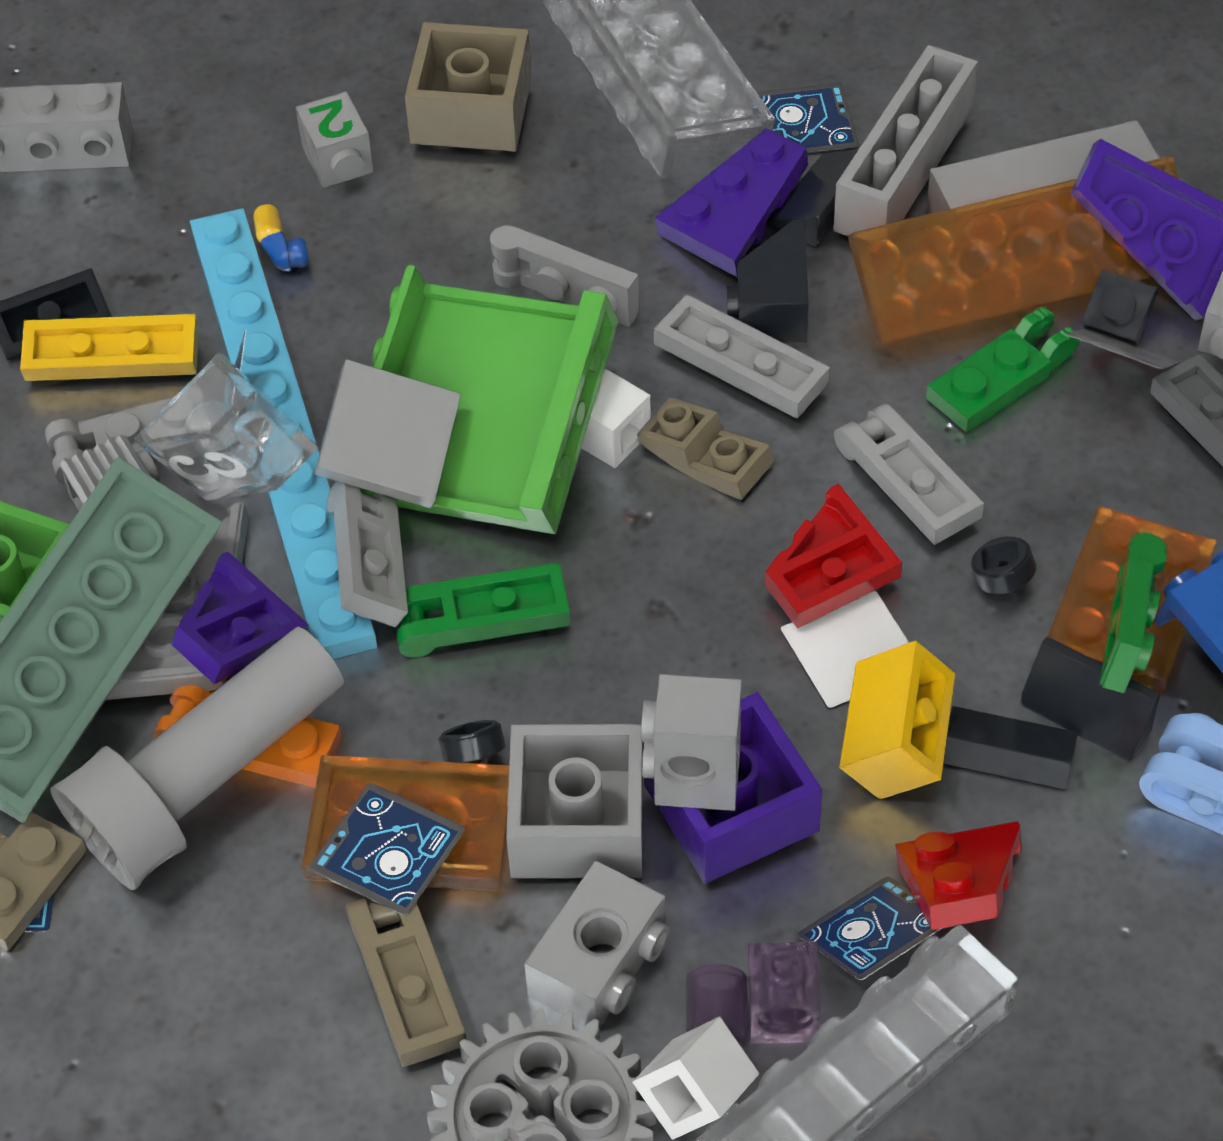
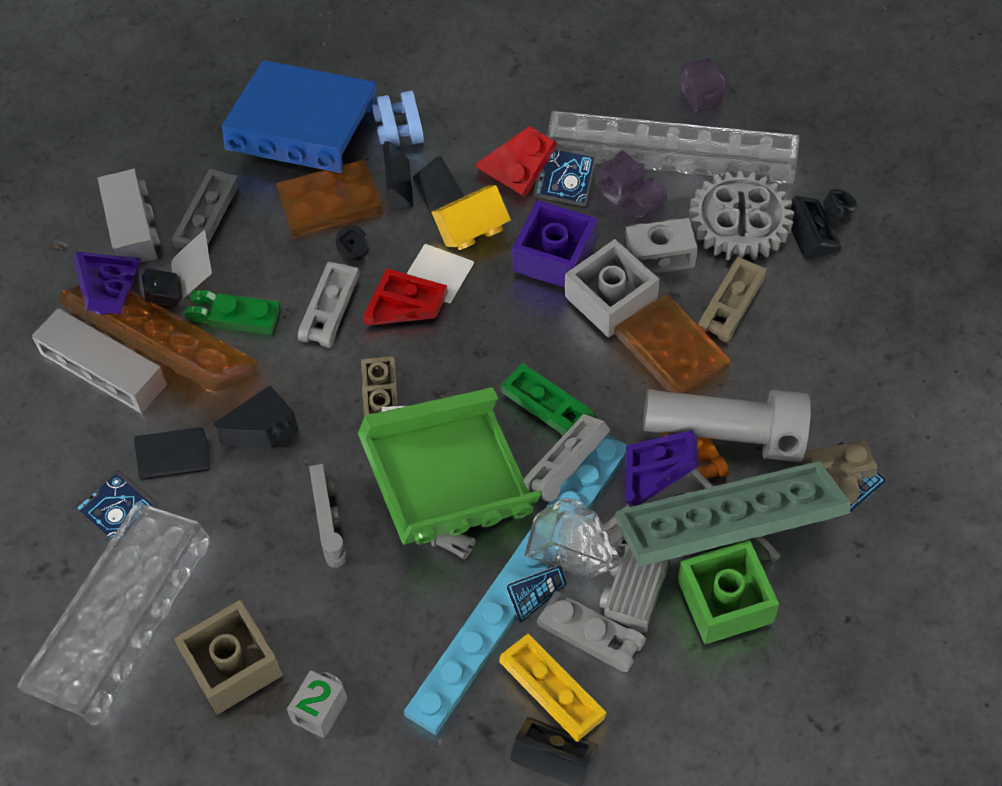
camera: 130 degrees left, 5 degrees up
(271, 237) = (410, 679): blue arm -> none
(387, 434) = (506, 481): light grey tile -> none
(387, 848) = (694, 337): sticker -> none
(472, 742) = (616, 352): black tile -> none
(693, 741) = (572, 217): light grey brick -> none
(696, 1078) = (683, 173): white brick -> none
(733, 202) = (208, 484): dark purple wing -> none
(742, 356) = (313, 410): light grey plate -> none
(906, 142) = (114, 422): light grey brick -> none
(1132, 610) = (354, 163): green hinge -> none

